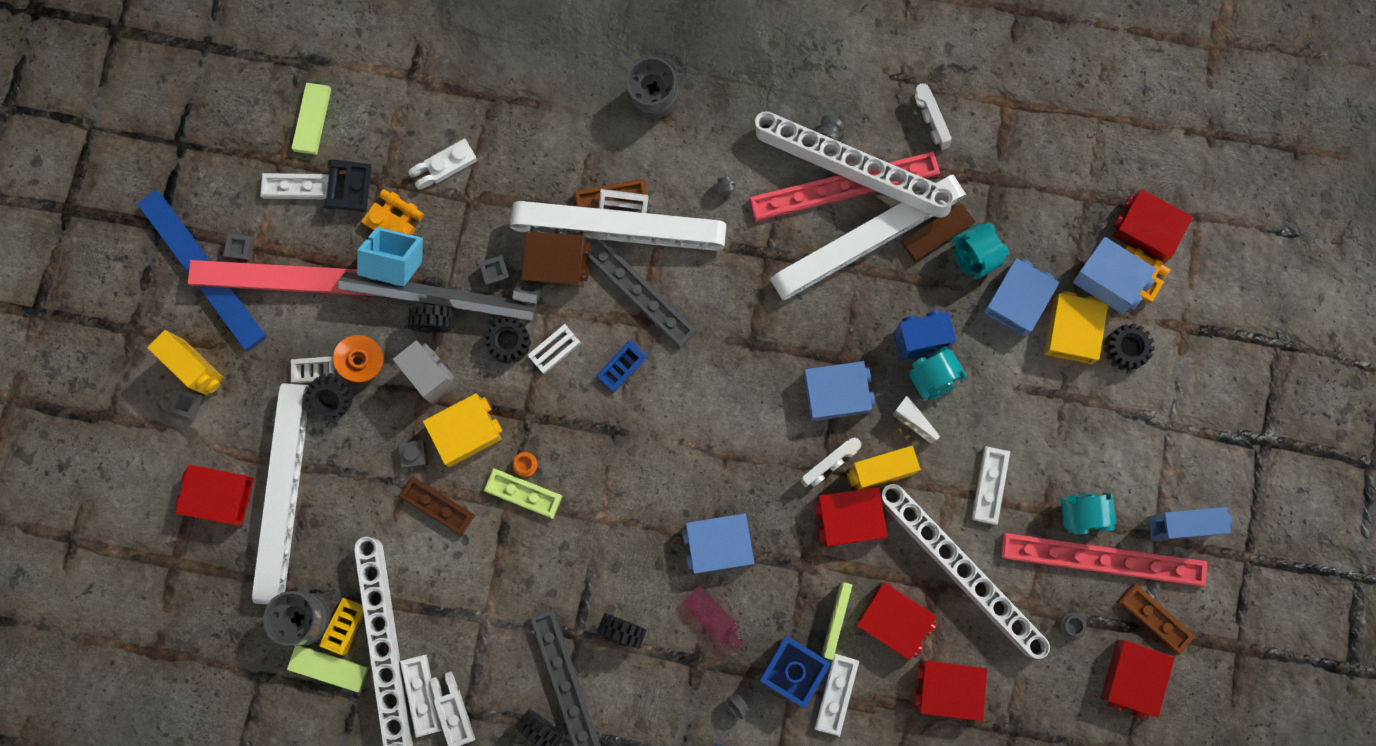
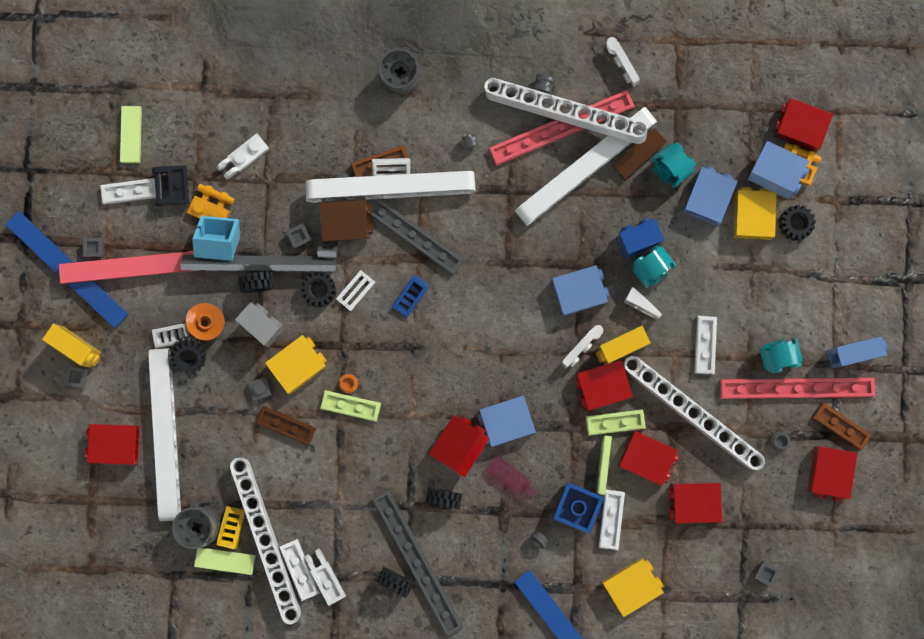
camera: 15 degrees left, 5 degrees up
(653, 565) = (459, 445): none -> red brick
(860, 567) = (615, 422): none -> yellowish green tile

